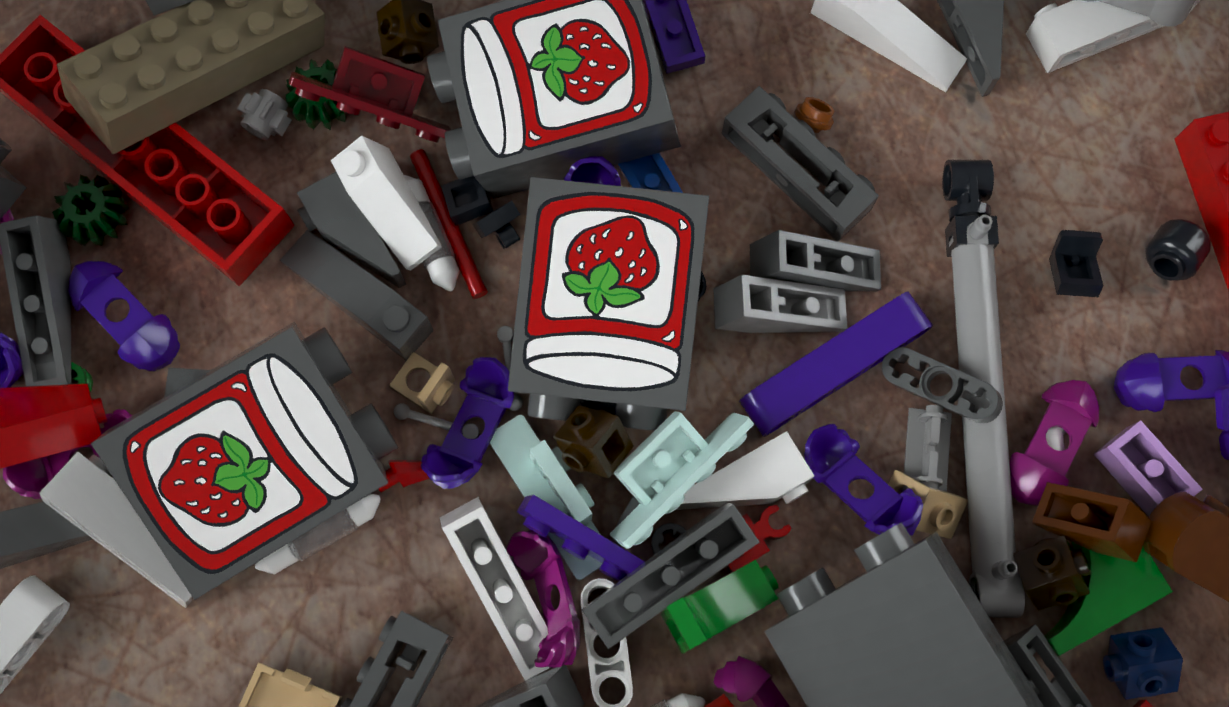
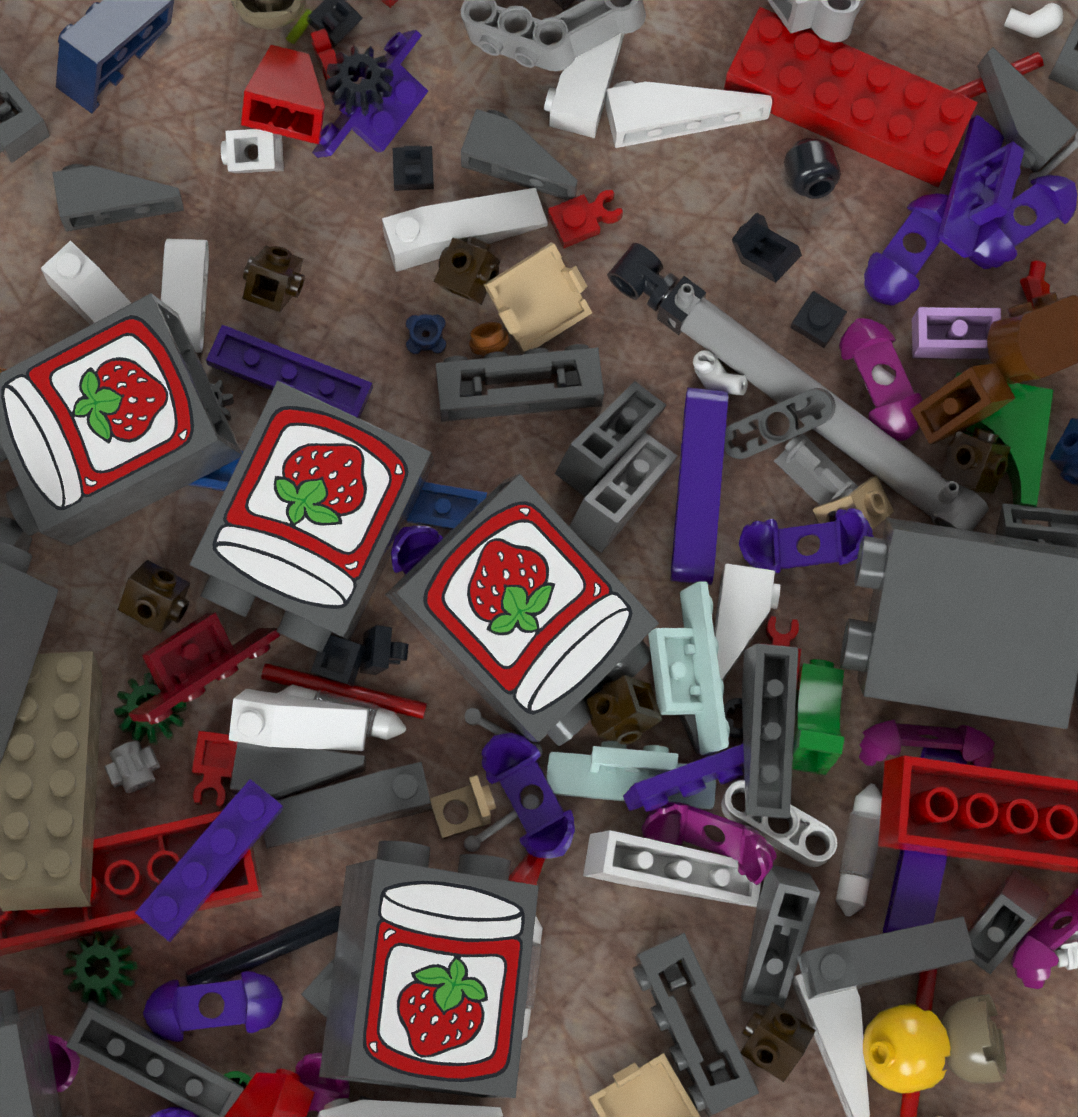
camera: 55 degrees left, 0 degrees up
(190, 315) = (266, 948): none -> black axle
(219, 216) = (209, 860): none -> dark purple plate
(311, 168) = (215, 762): none -> red plate
(780, 57) = (421, 323): none -> dark blue plate
(856, 54) = (466, 268): none -> dark brown brick
(880, 123) = (539, 297): none -> tan piece
(938, 306) = (715, 376): none -> white arm
(971, 108) = (579, 220): none -> red plate
(1057, 353) = (818, 319): none -> black plate
(1121, 106) = (663, 111): none -> white slope

